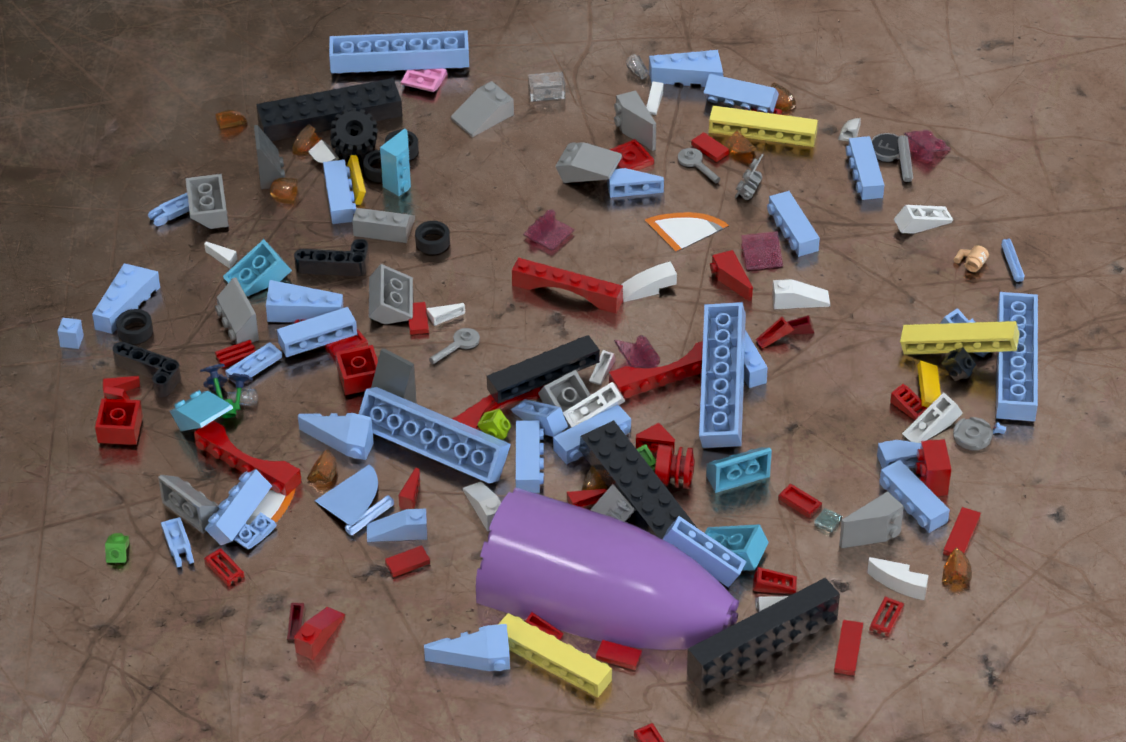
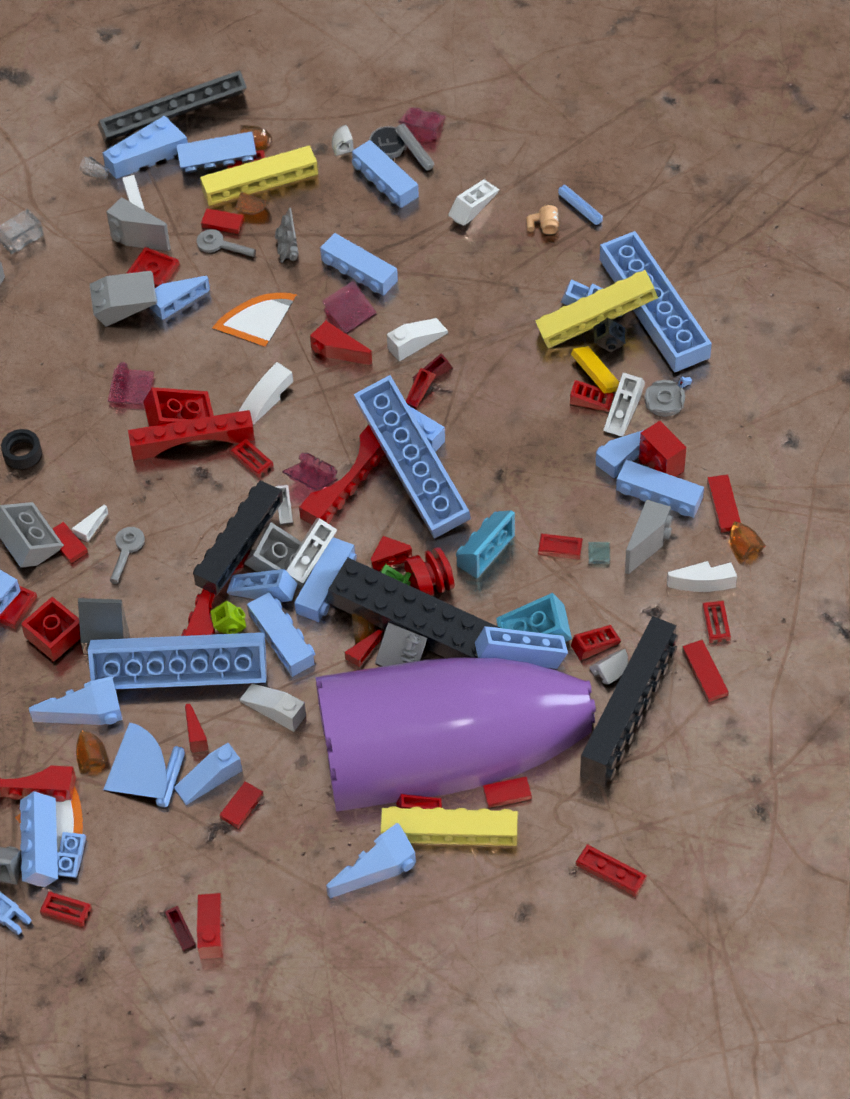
camera: 30 degrees left, 10 degrees up
(570, 257) = (176, 405): none -> red slope
(605, 334) = (262, 468): none -> red tile
(732, 46) = (172, 105): none -> dark grey brick

